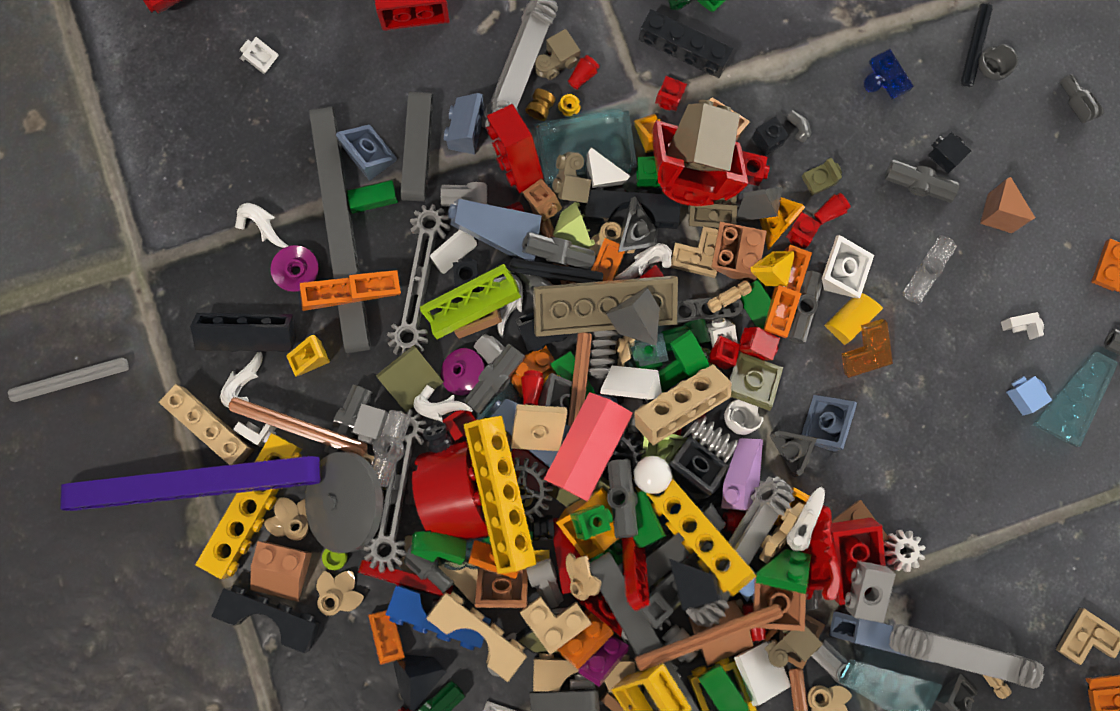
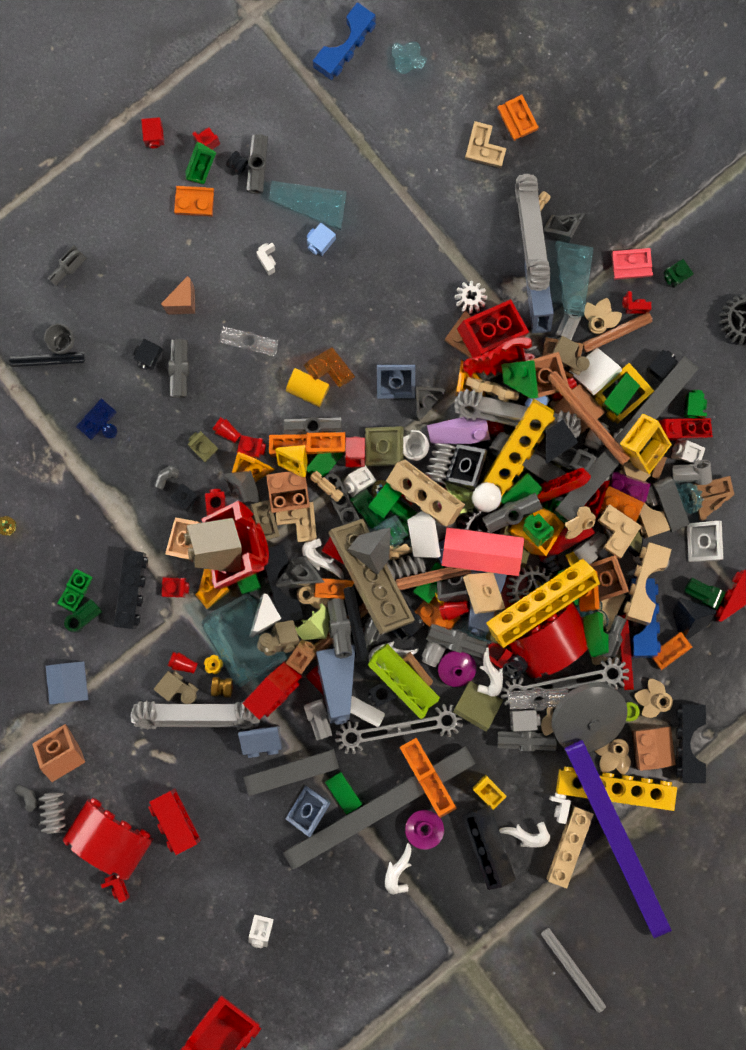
camera: 105 degrees left, 5 degrees up
(297, 426) = (546, 775): nougat axle -> none
(724, 353) = (371, 475): red slope -> none
(800, 534) = (487, 375): white piece -> none
(846, 268) = (272, 404): white slope -> none
(875, 604) = (521, 308): light grey brick -> none

